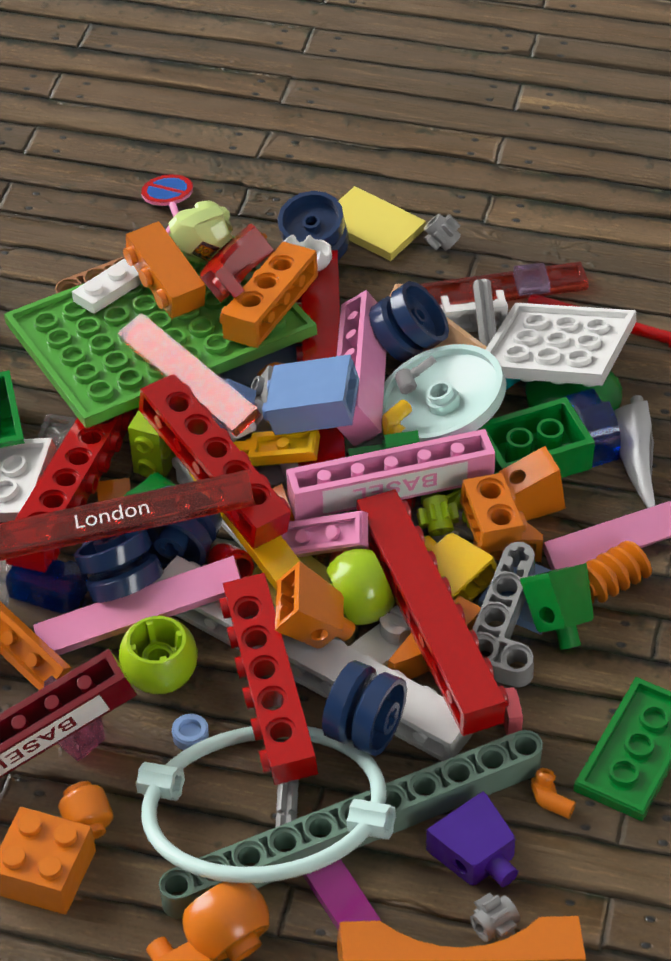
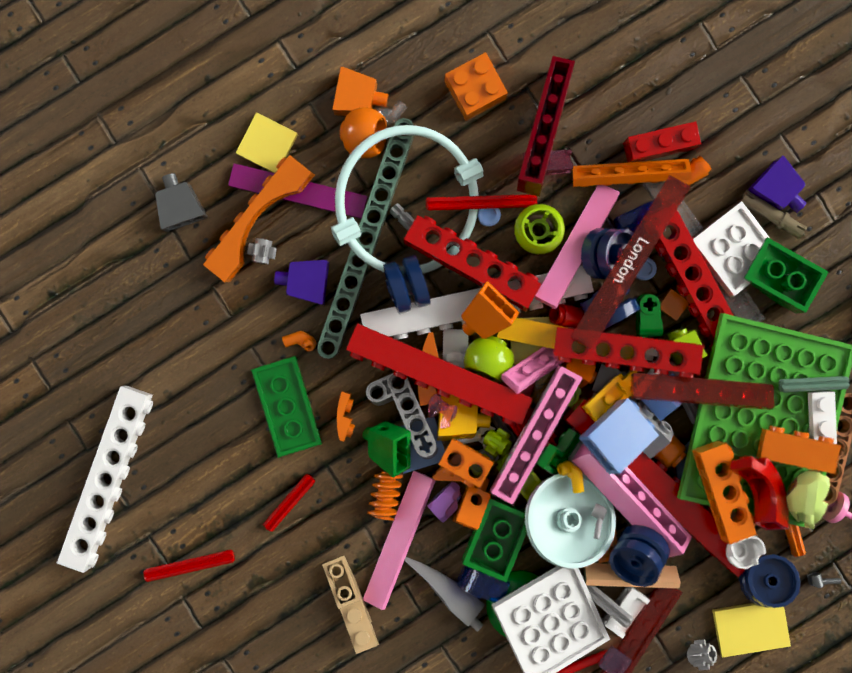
camera: 130 degrees right, 40 degrees up
(81, 311) = (813, 384): none -> sand green axle
(87, 805) = (485, 127): orange head -> none
(168, 928) = (393, 114): none -> clear arm
(189, 738) = (480, 202): none -> red axle
(267, 209) = (815, 579): none -> dark grey hand
(458, 564) = (437, 405): none -> clear pink piece
(513, 713) = (355, 364): coral tile -> none
(554, 518) = (446, 501): none -> medium lavender rock
(586, 674) = (344, 426): none -> orange slope

